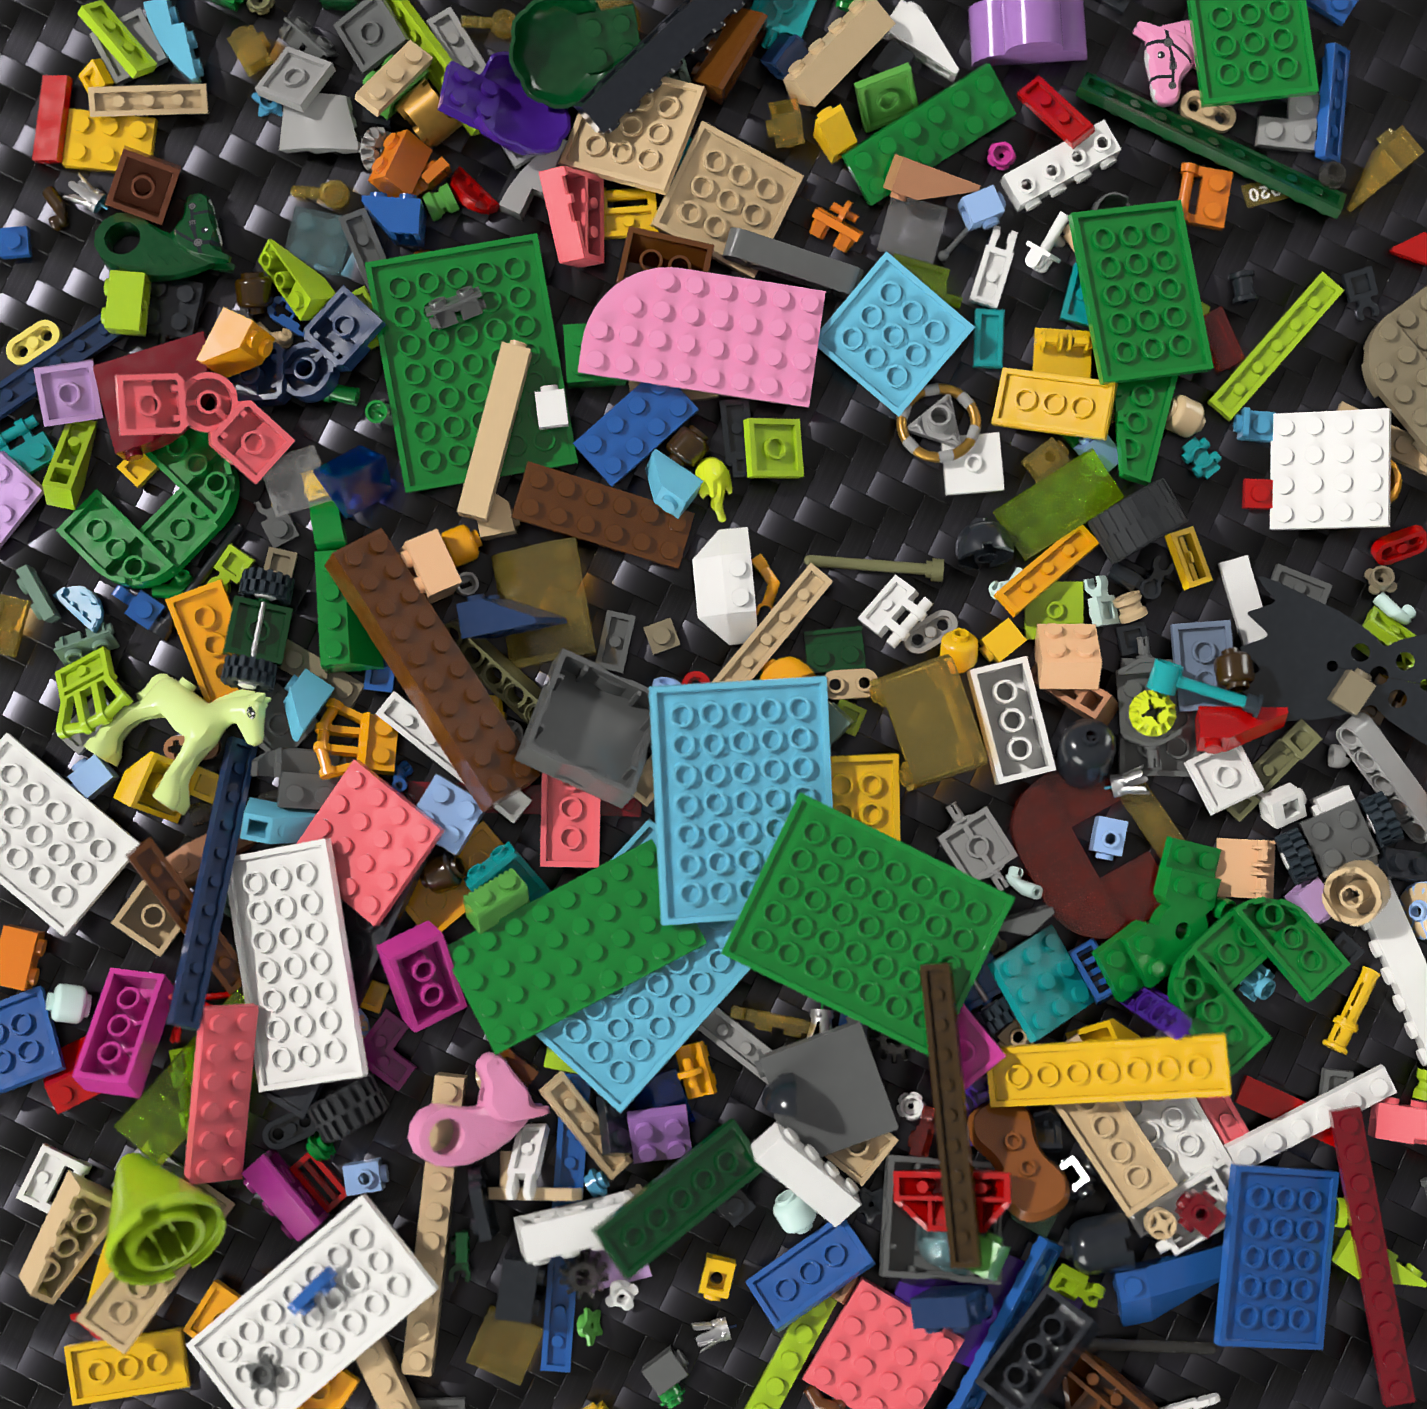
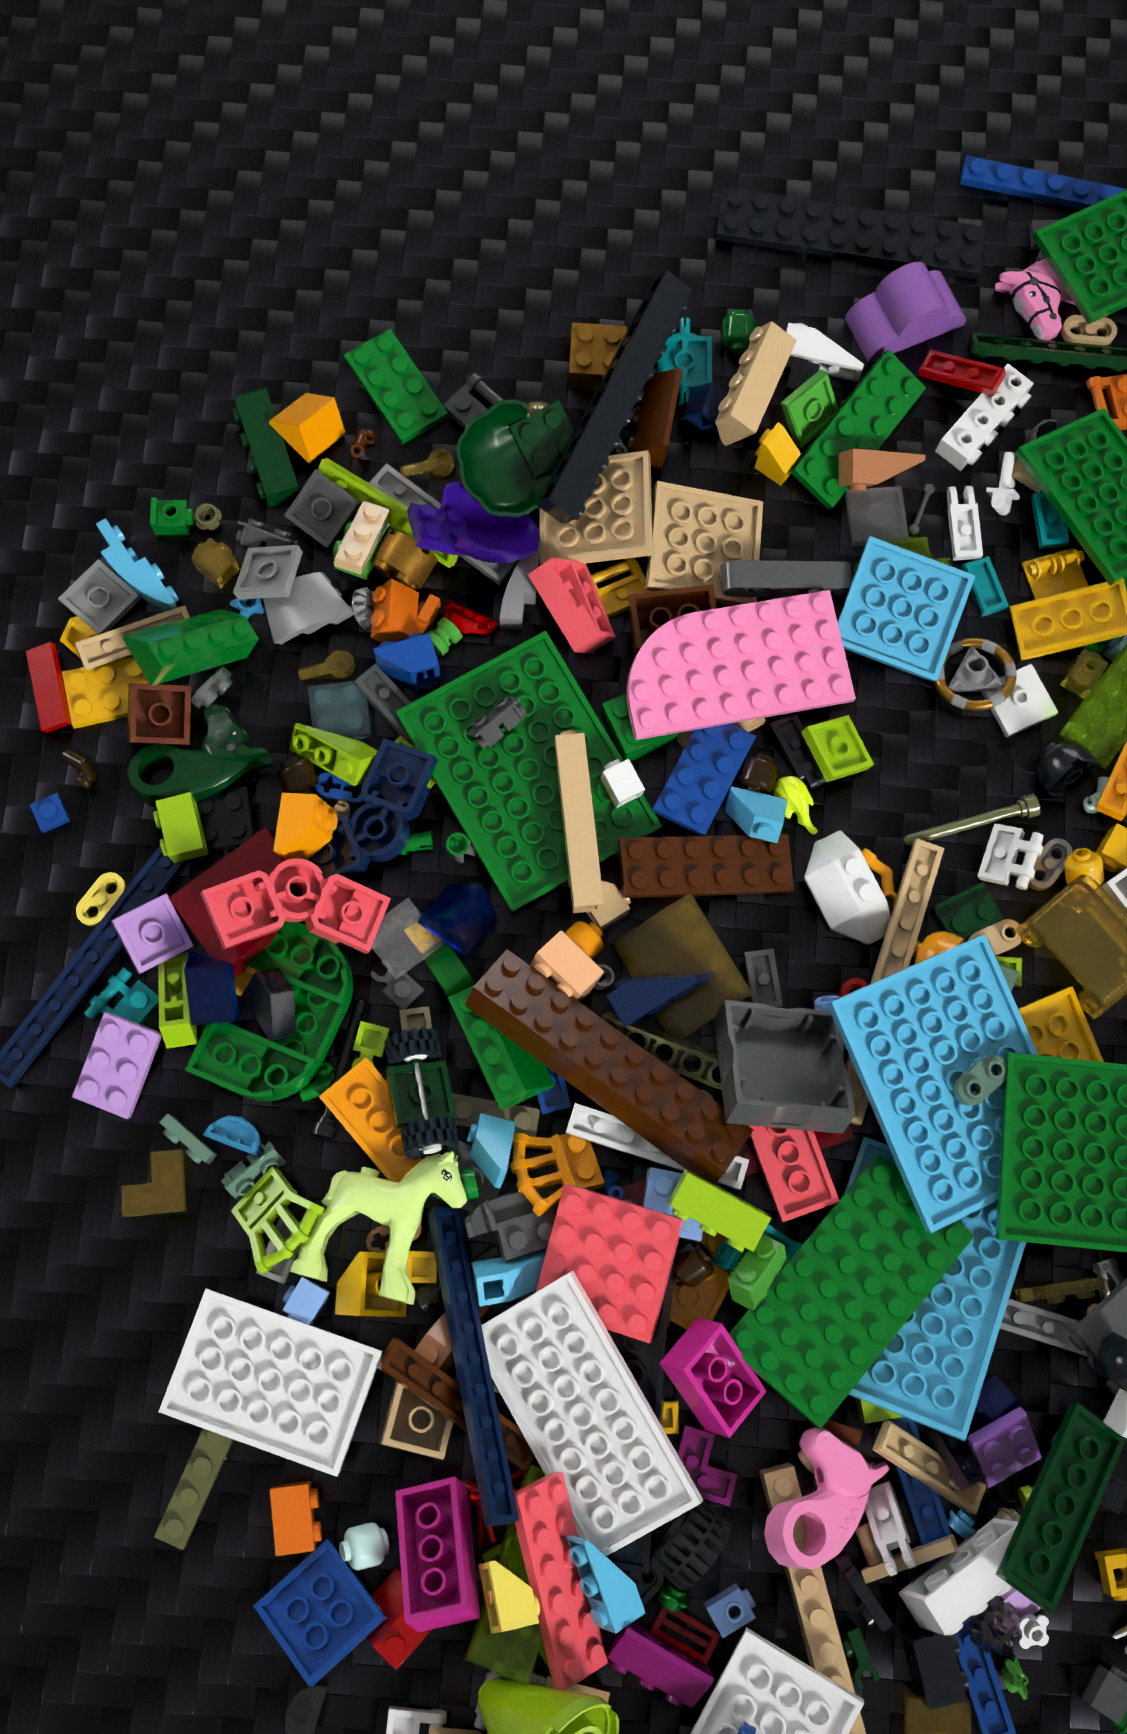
camera: 25 degrees left, 10 degrees down
(90, 197) = (114, 745): flat silver piece -> none
(99, 466) = (210, 990): none -> clear blue slope
(117, 39) = (87, 592): lime plate -> none
(142, 608) = (295, 1115): blue plate -> none
(152, 499) = (272, 1003): none -> black slope
(167, 1091) = (507, 1599): none -> light yellow slope
(195, 127) = (191, 645): none -> green slope
(195, 180) = (208, 691): none -> clear plate
(261, 1121) = (608, 1589): none -> medium azure slope
(272, 727) = (469, 1183): none -> green tile
(476, 834) = (718, 1211): none -> lime brick
(662, 636) = (803, 959): dark tan plate -> none
(696, 1070) = (1013, 1369): light orange hips -> none
(765, 806) = (982, 1078): none -> sand green plate
(785, 123) = (730, 461): clear yellow brick -> none
(825, 220) = (822, 537): orange hips -> none
(982, 208) = (932, 476): light blue brick -> none
(1001, 148) = (928, 420): dark pink plate -> none

